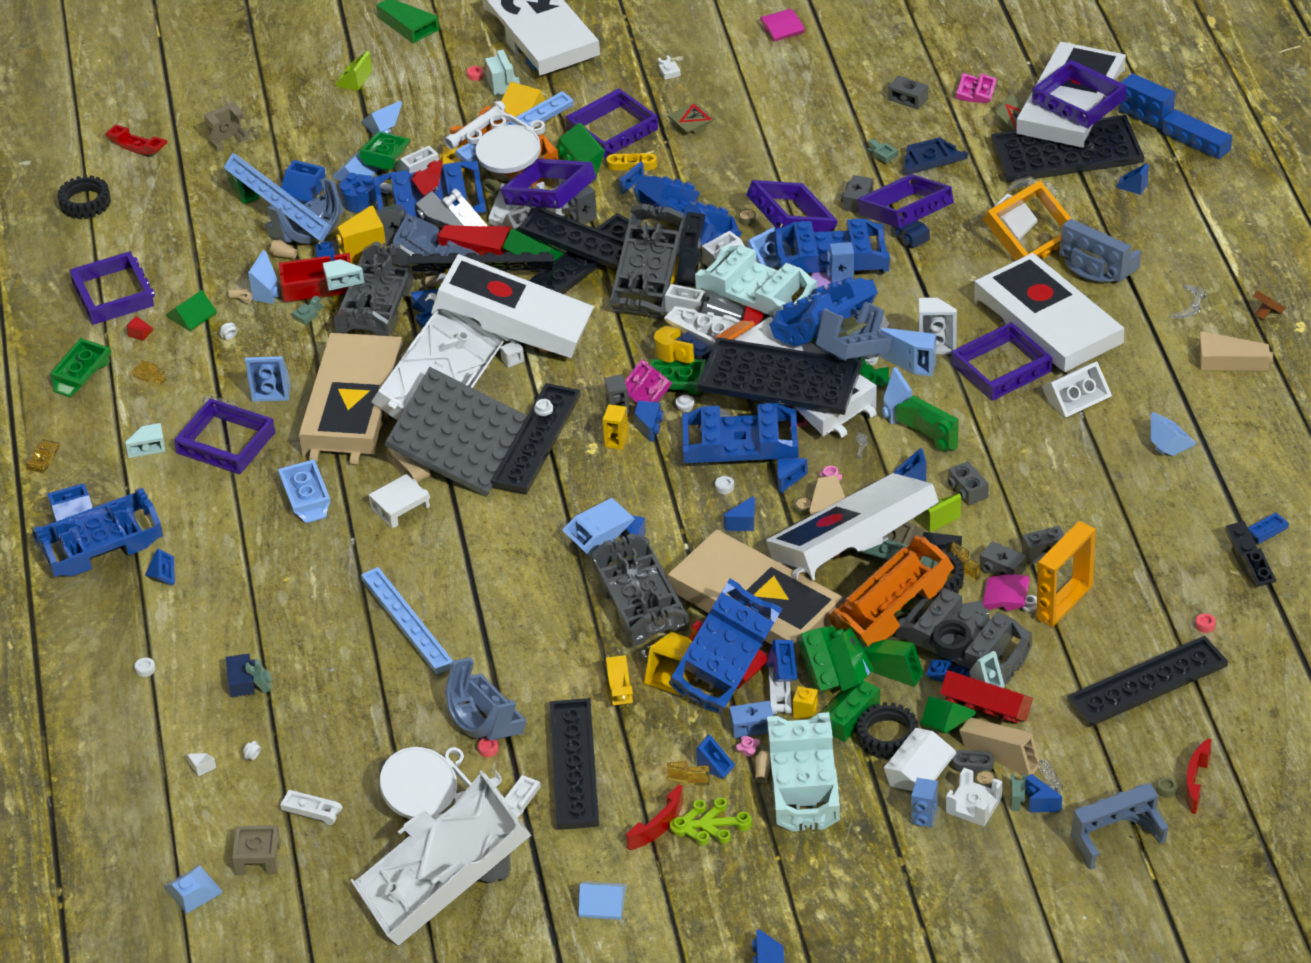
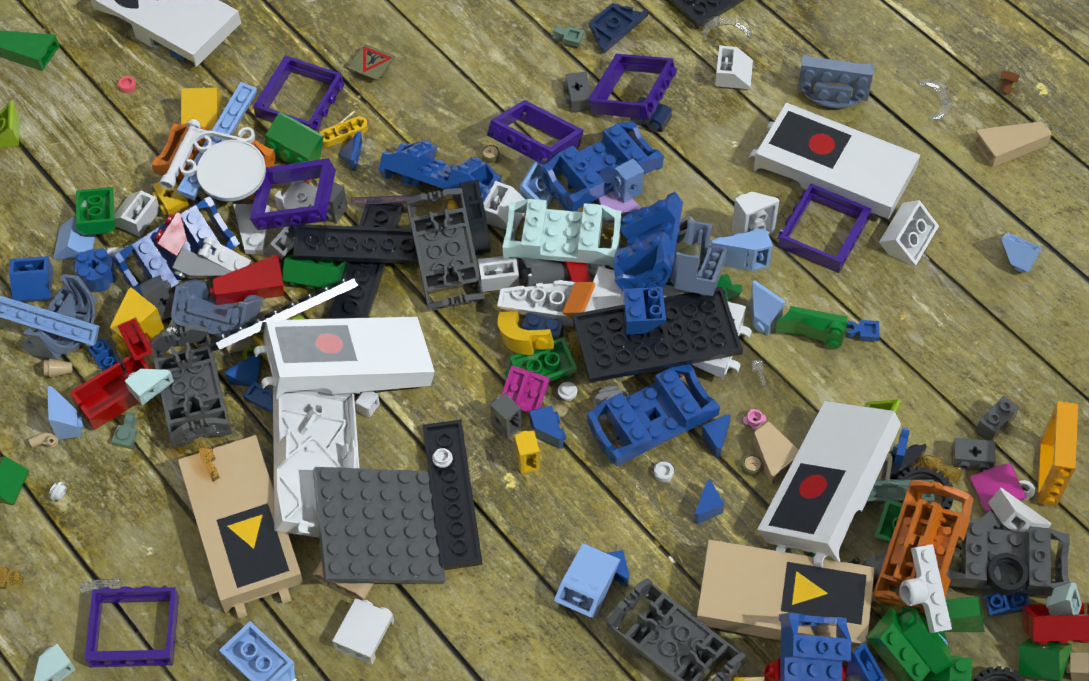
camera: 30 degrees left, 15 degrees up
(268, 378) = (143, 543): light blue slope -> none
(351, 239) = (135, 338): none -> red slope
(351, 336) = (207, 457): none -> clear yellow slope
(383, 119) = (69, 172): light blue slope -> none
(491, 185) = (225, 209): olive tile -> none
(500, 73) = (158, 79): light aqua plate -> none
(623, 216) = (380, 199): none -> bar
(668, 69) = (313, 14): white plate -> none
(773, 347) = (643, 309): none -> blue slope
(864, 612) = (927, 589): none -> white plate
(914, 466) = (826, 383): blue slope -> none
(933, 527) = (900, 448): none -> blue plate
(968, 483) = (886, 373): dark grey brick -> none
(978, 446) = (866, 330): none -> blue plate
(998, 601) = (1014, 513): none -> white slope
(1003, 234) = (746, 91): light orange window -> none

